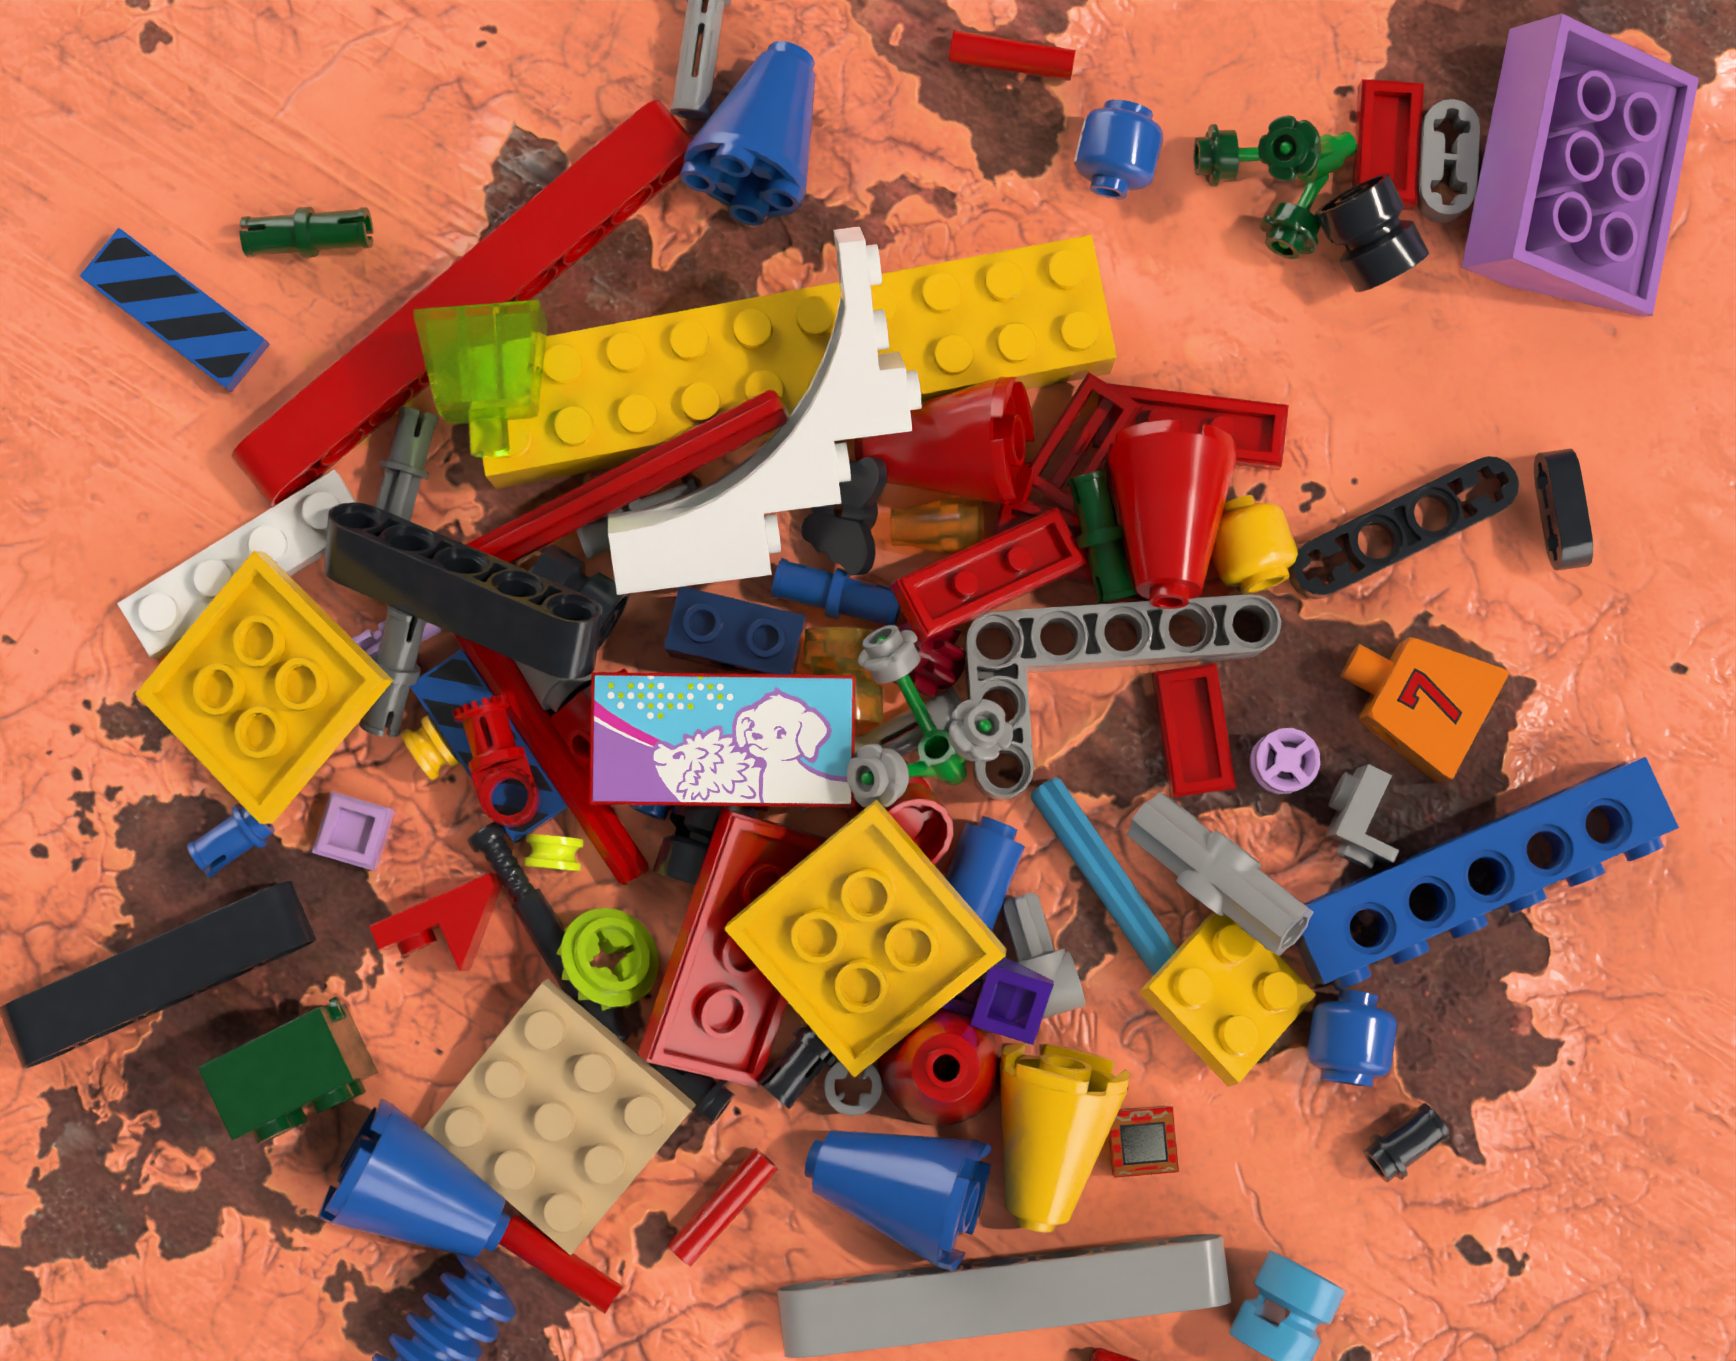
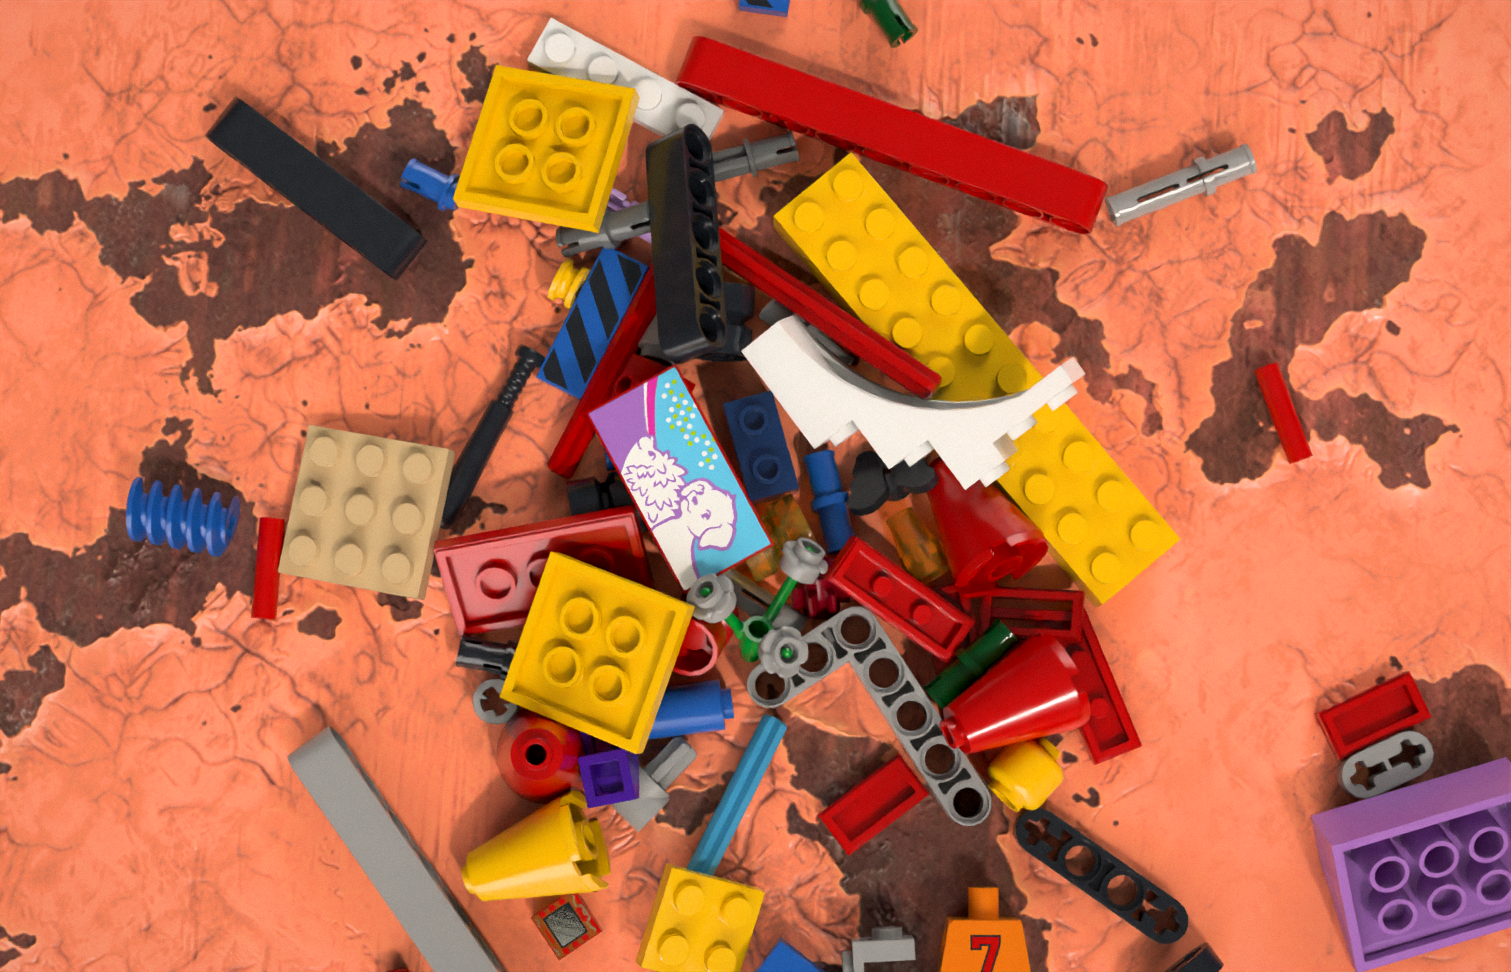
camera: 65 degrees right, 0 degrees up
(280, 1074) = (306, 318): dark green brick -> none
(353, 831) = (484, 264): lavender tile -> none
(413, 1189) = (263, 441): blue cone -> none
(460, 914) = (466, 367): red slope -> none
(484, 366) = (845, 173): clear neon green torso -> none
(497, 762) = (585, 332): red connector -> none
(553, 852) = (543, 407): neon yellow bush -> none
(615, 933) = (511, 479): lime gear -> none
(706, 1092) = (436, 603): black pin -> none
(722, 1207) = (365, 658): red piece -> none
(758, 139) = (1120, 269): blue cone -> none
(905, 1187) = (445, 775): blue cone -> none
(1118, 148) = (1257, 525): blue head -> none
(1219, 873) = (779, 875): light grey piece -> none
(1289, 151) = (1314, 645): dark green plant -> none
(1294, 754) = (890, 890): lavender wheel -> none
(1373, 235) = (1294, 743): black wheel -> none

